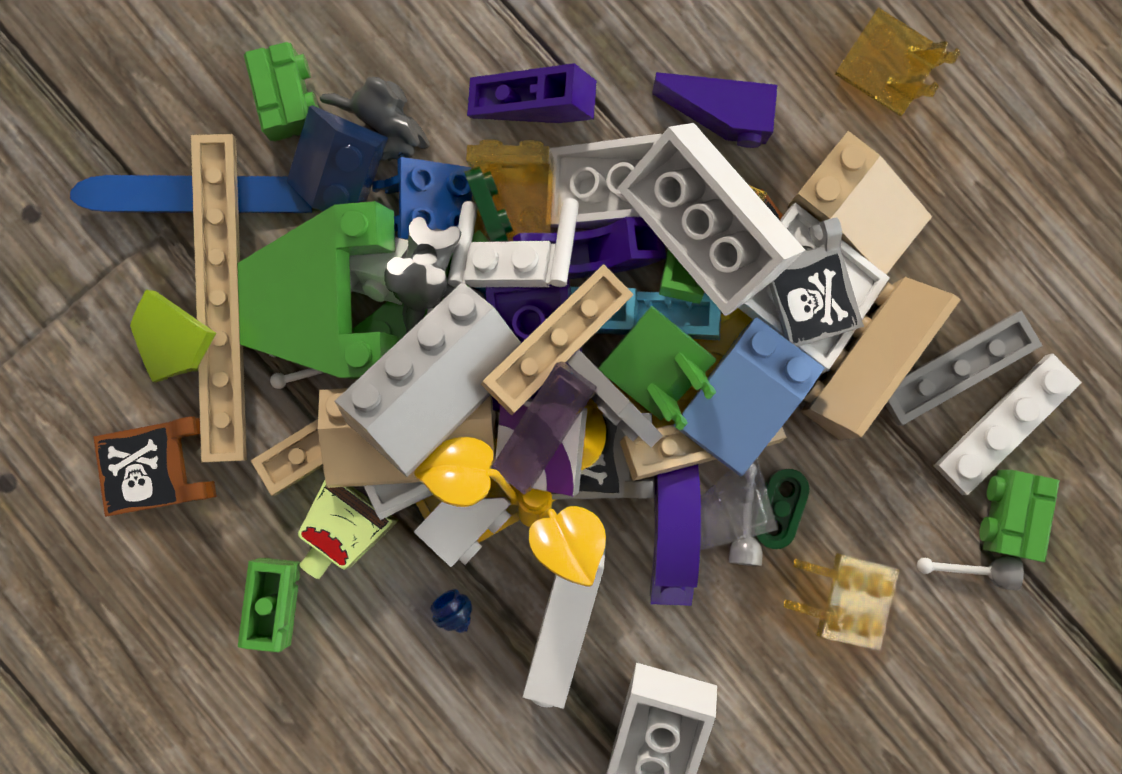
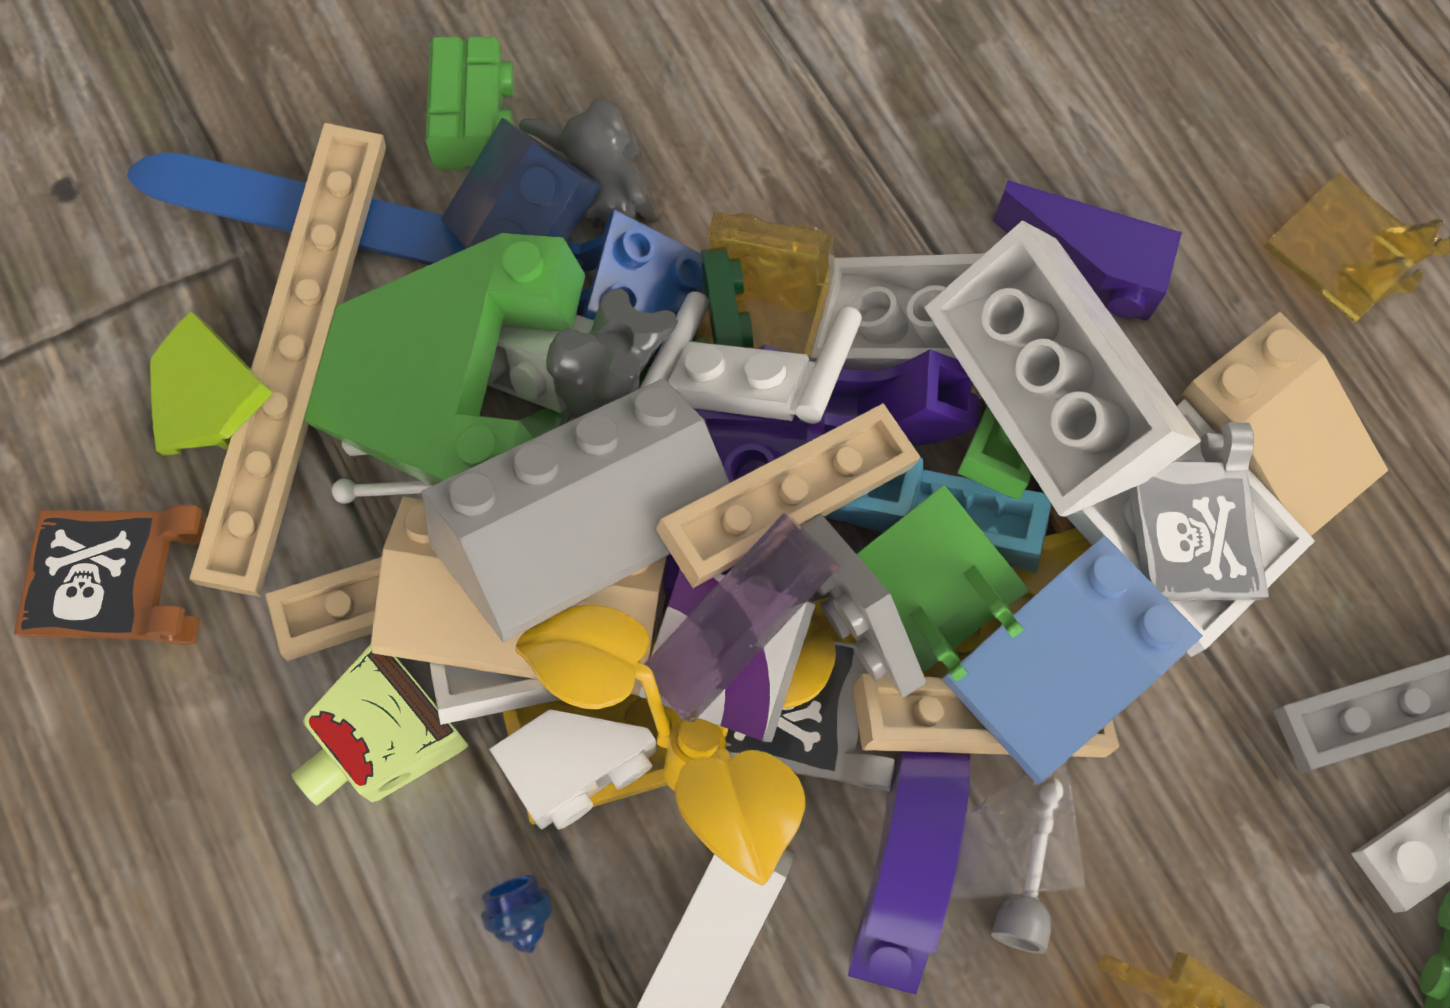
camera: 10 degrees right, 15 degrees down
(269, 604) = (222, 824): bright green brick -> none
(534, 95) = (826, 180): dark purple slope -> none
(787, 509) = (1103, 867): dark green plate -> none
(878, 357) = (1282, 652): tan slope -> none

